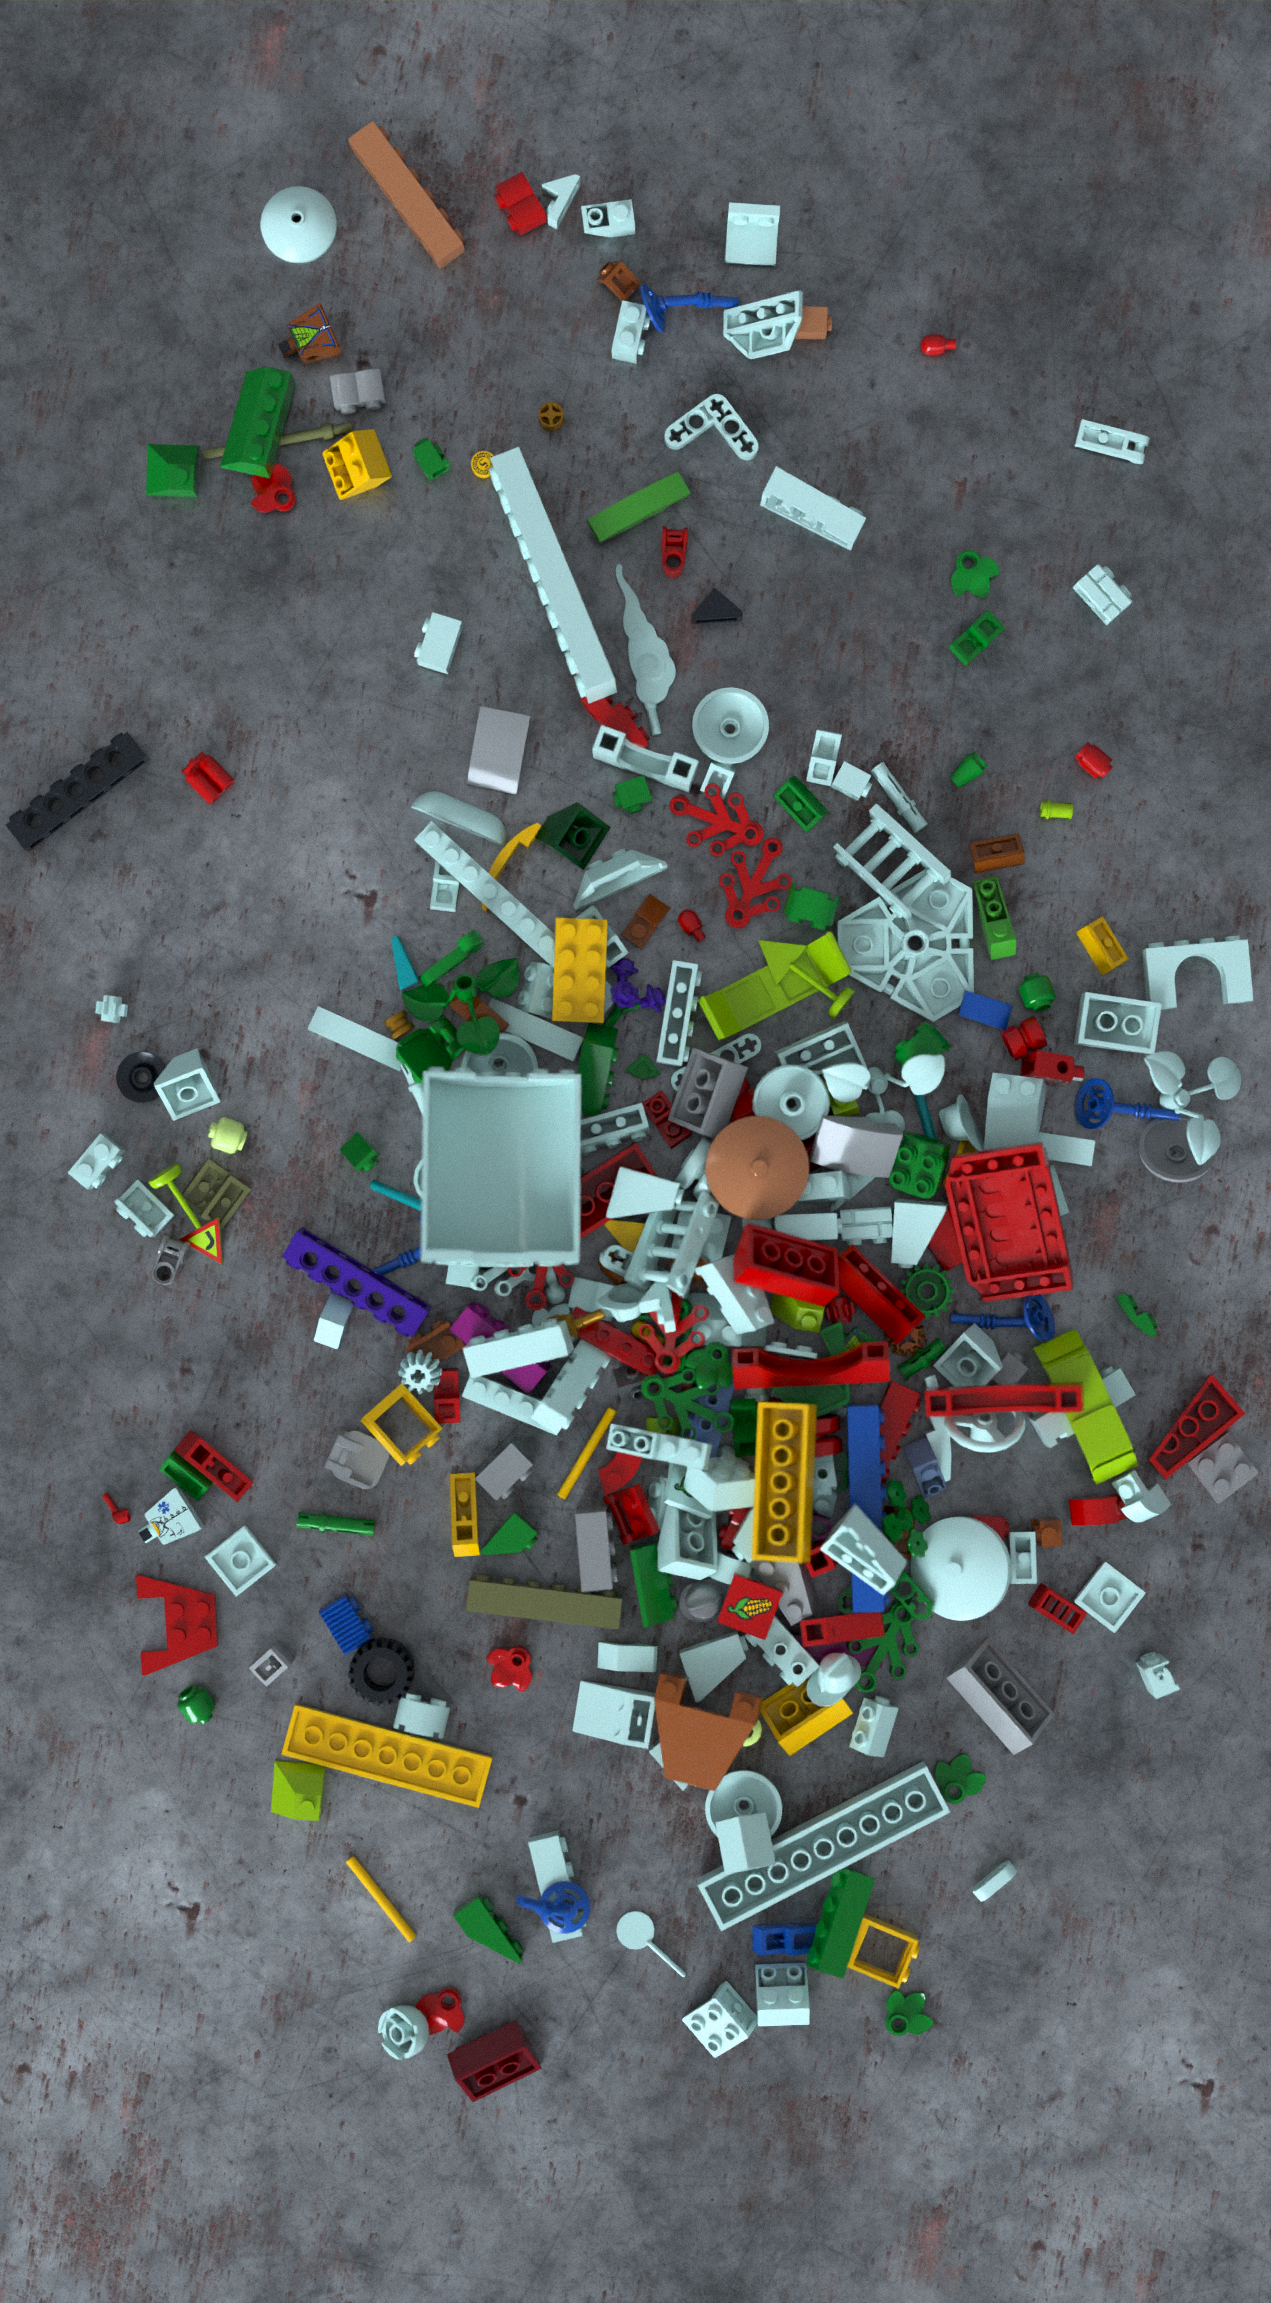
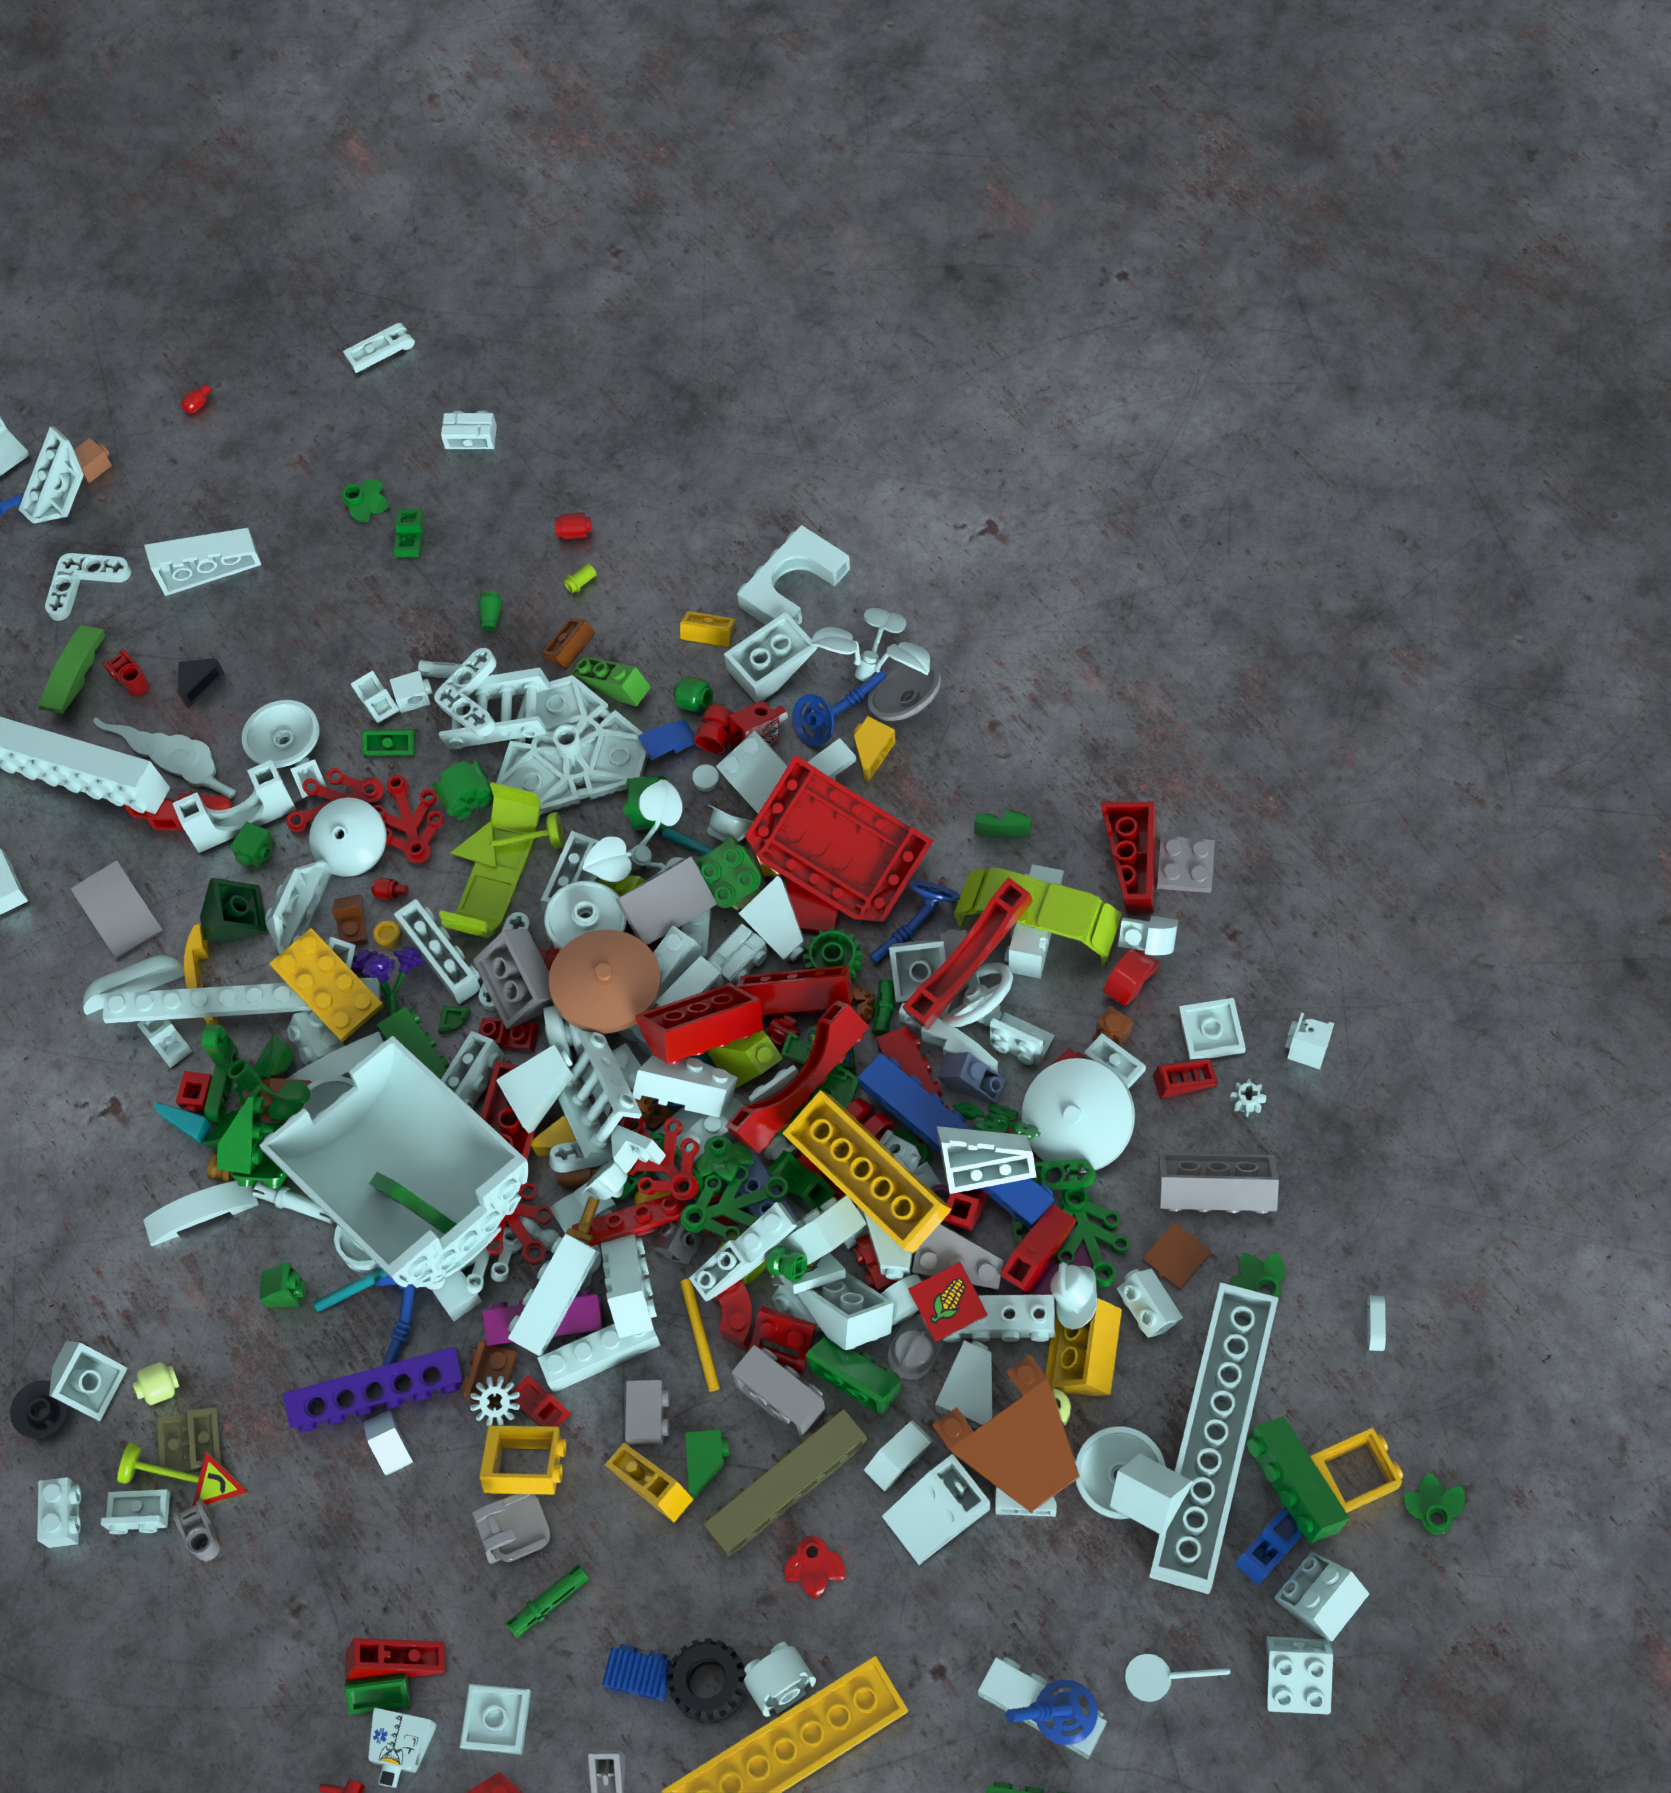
camera: 40 degrees left, 25 degrees down
(425, 1030) = (239, 1146): none -> green slope
(433, 942) = (191, 1086): none -> red brick
(483, 1196) = (412, 1202): none -> green beam
(659, 958) = (387, 934): none -> yellow tile
(677, 1481) = (789, 1264): none -> green wheel
(716, 857) = (362, 840): none -> light aqua dish
(880, 829) = (460, 692): none -> light aqua beam
(925, 1711) = (1176, 1255): none -> dark orange piece
(981, 1064) = (705, 778): none -> light aqua tile
(985, 1476) = (1020, 1039): none -> light aqua bracket
(1086, 1663) = (1255, 1097): none -> light aqua gear
(1113, 1161) = (872, 745): none -> yellow slope

